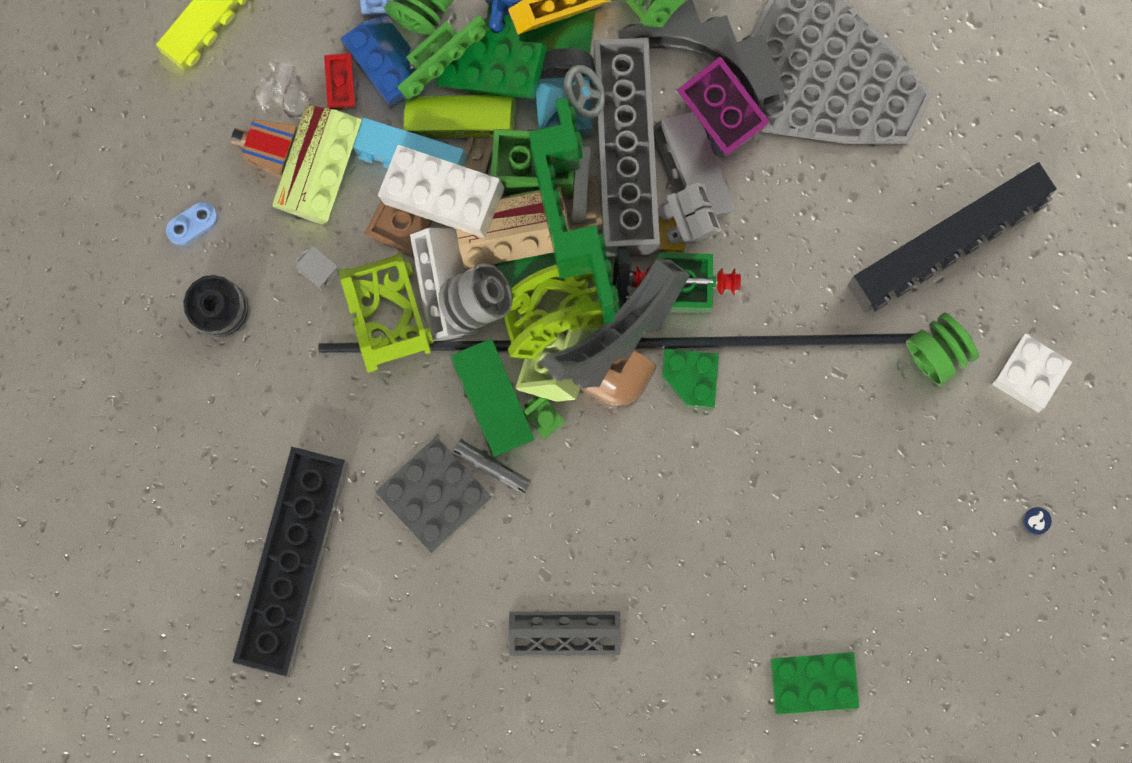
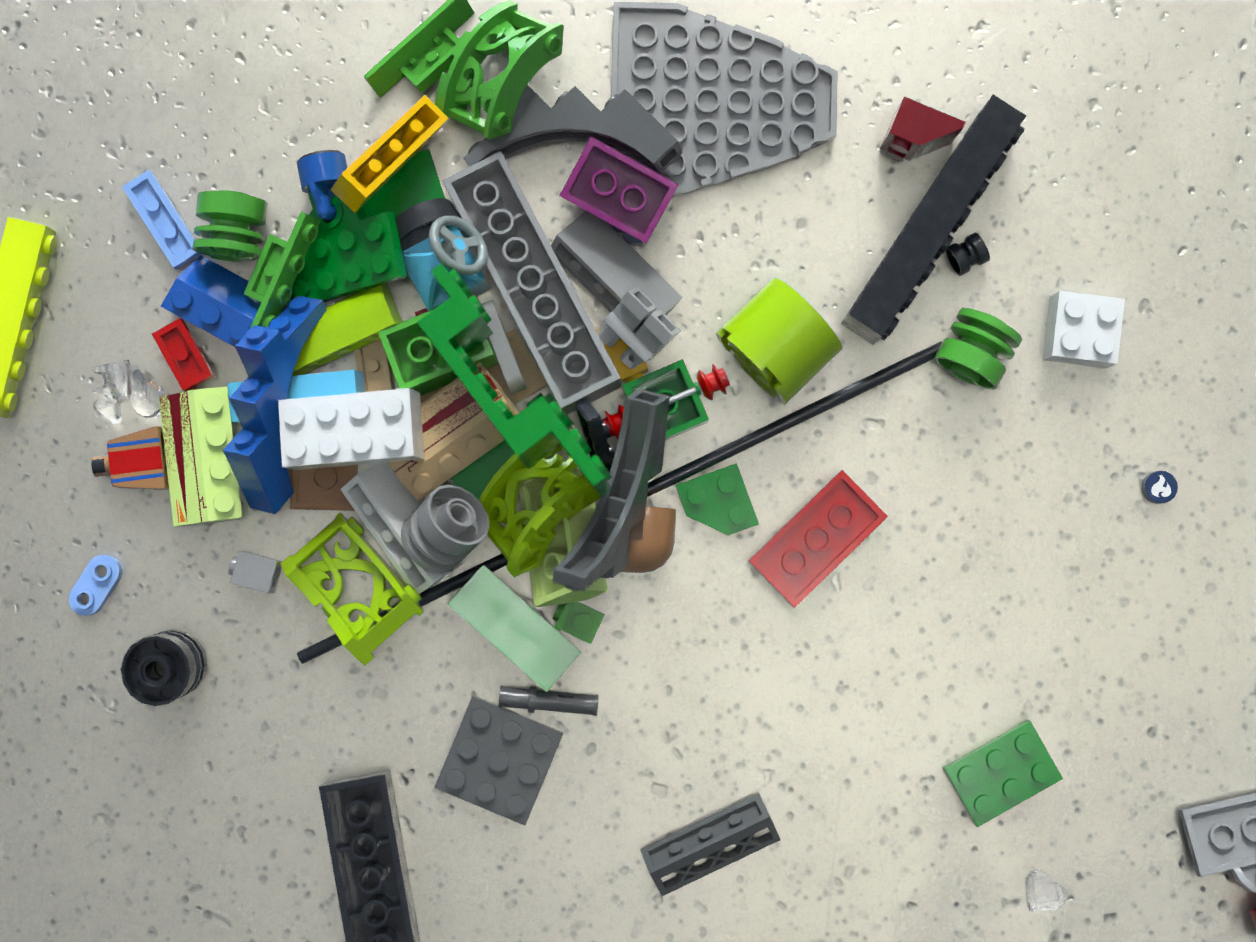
camera: 25 degrees left, 5 degrees up
(403, 115) = (269, 360): none -> blue arch
(754, 438) = (818, 538): none -> plate
(793, 273) = (780, 340): none -> lime brick
(968, 275) = (967, 253): none -> black wheel
(972, 166) = (918, 131): none -> dark red slope

